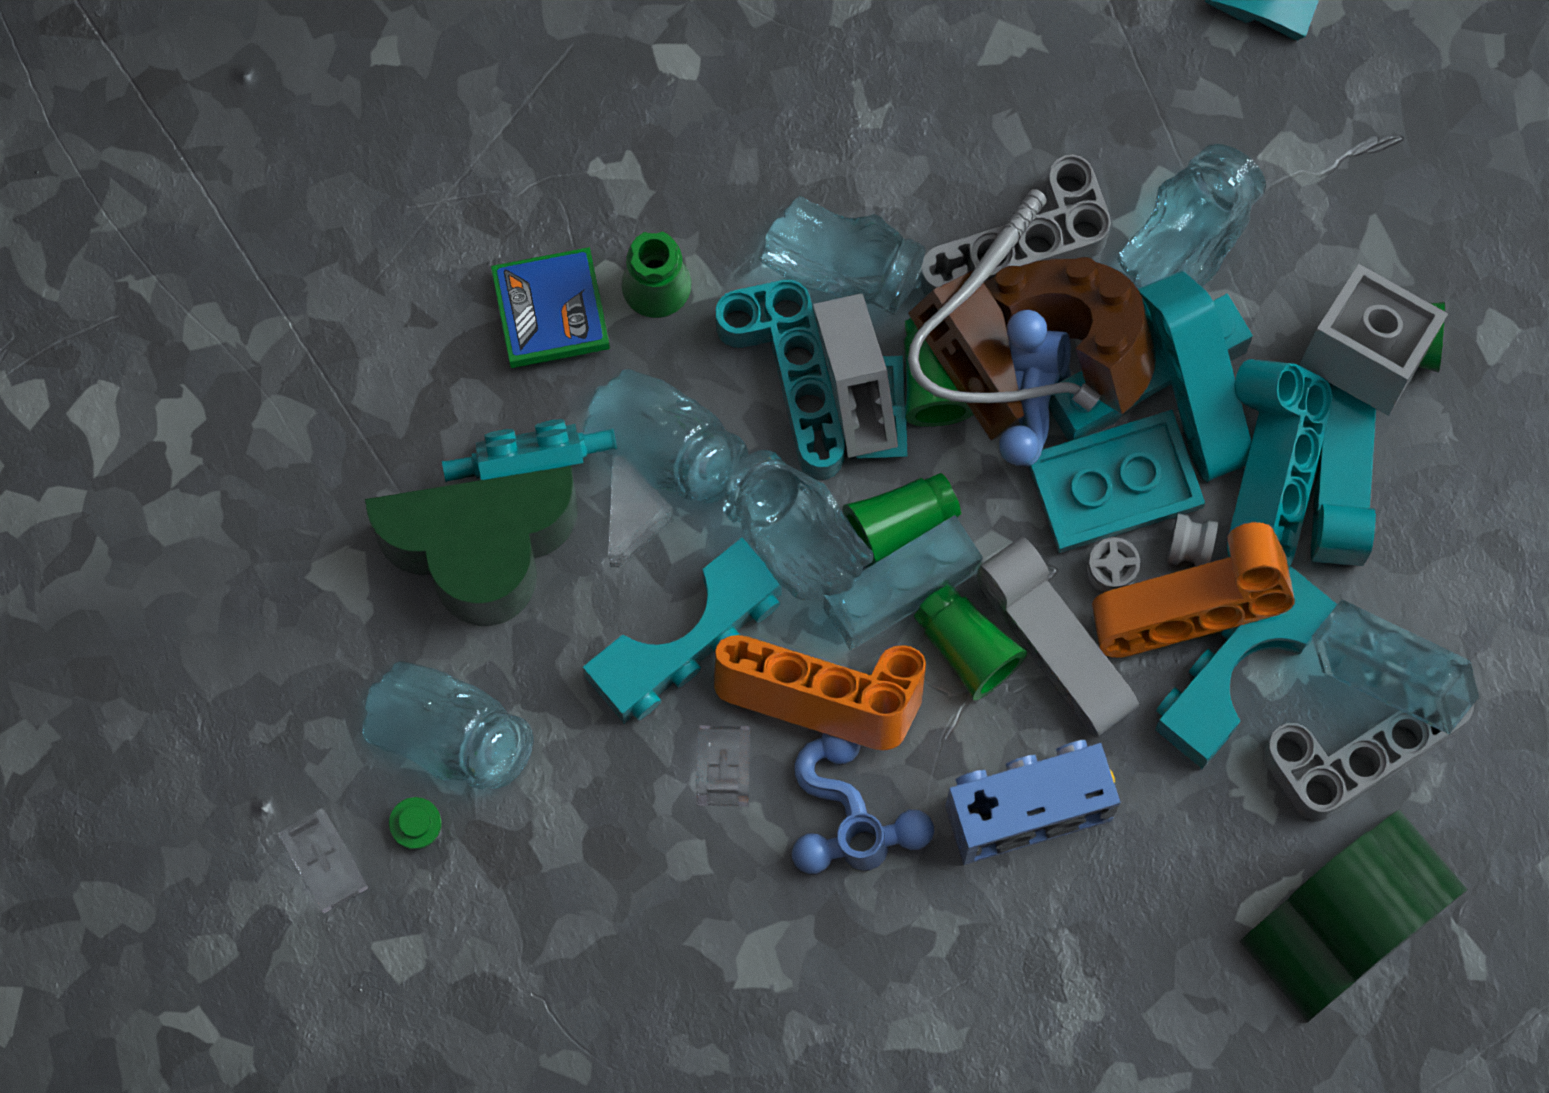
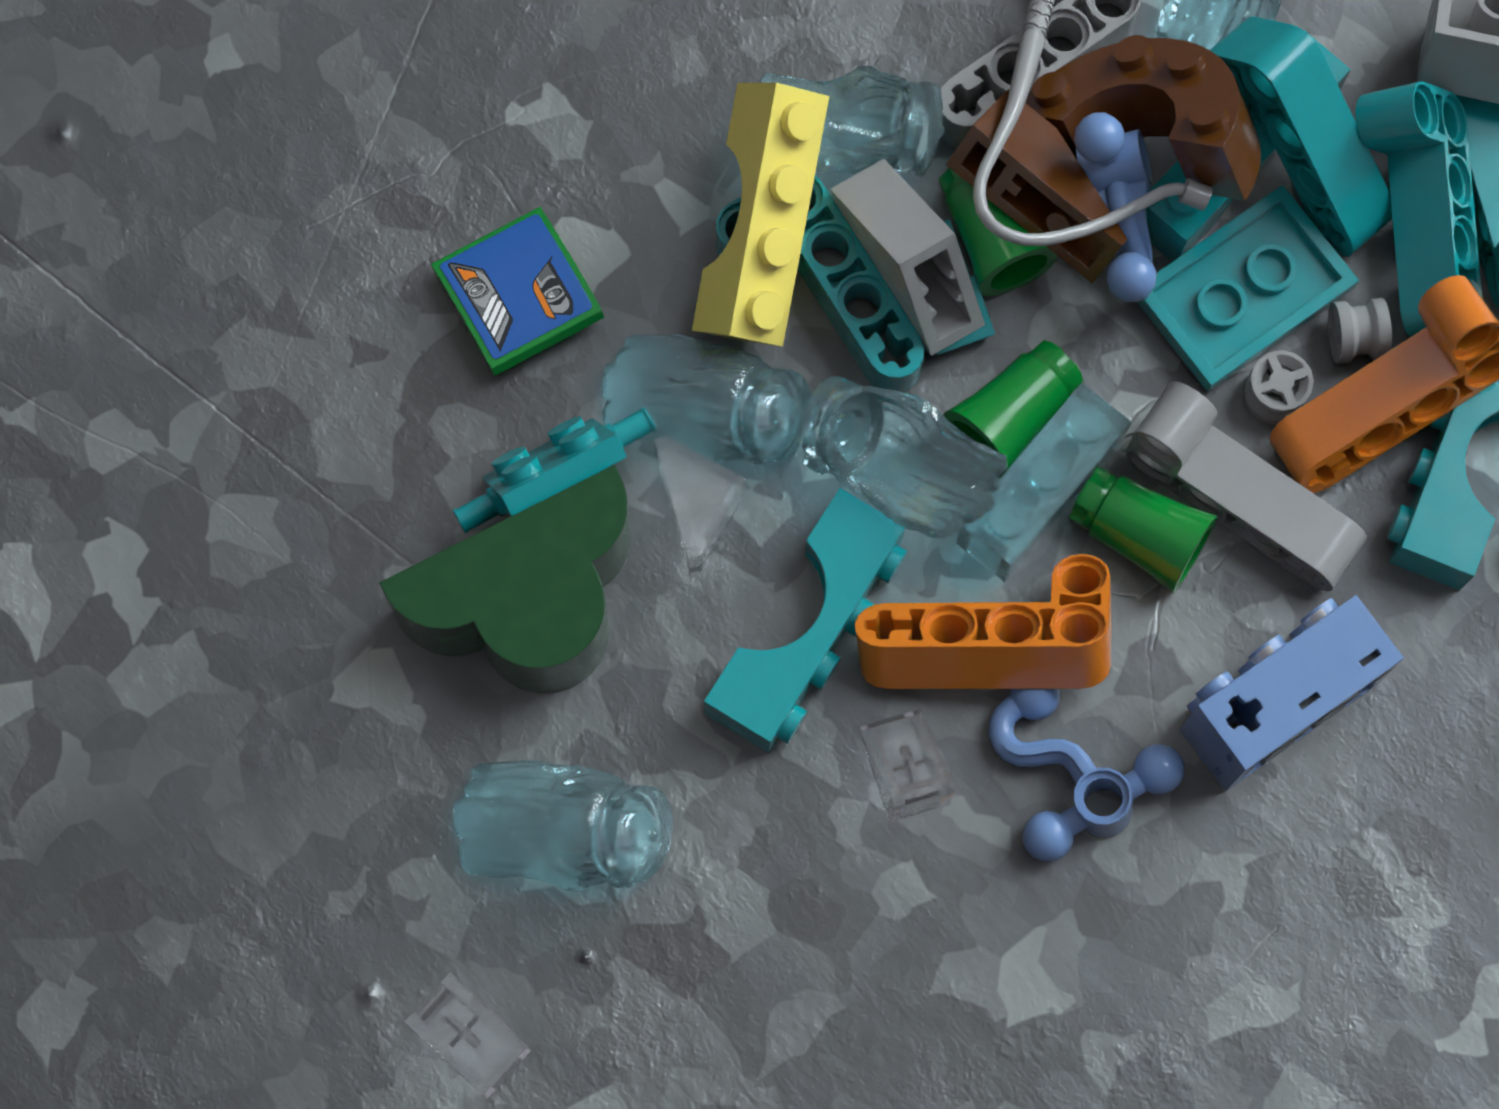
camera: 20 degrees left, 0 degrees up
(415, 823) = (562, 953): green plate -> none
(656, 290) = (629, 215): green plant -> none
(731, 353) = (777, 146): none -> light yellow arch

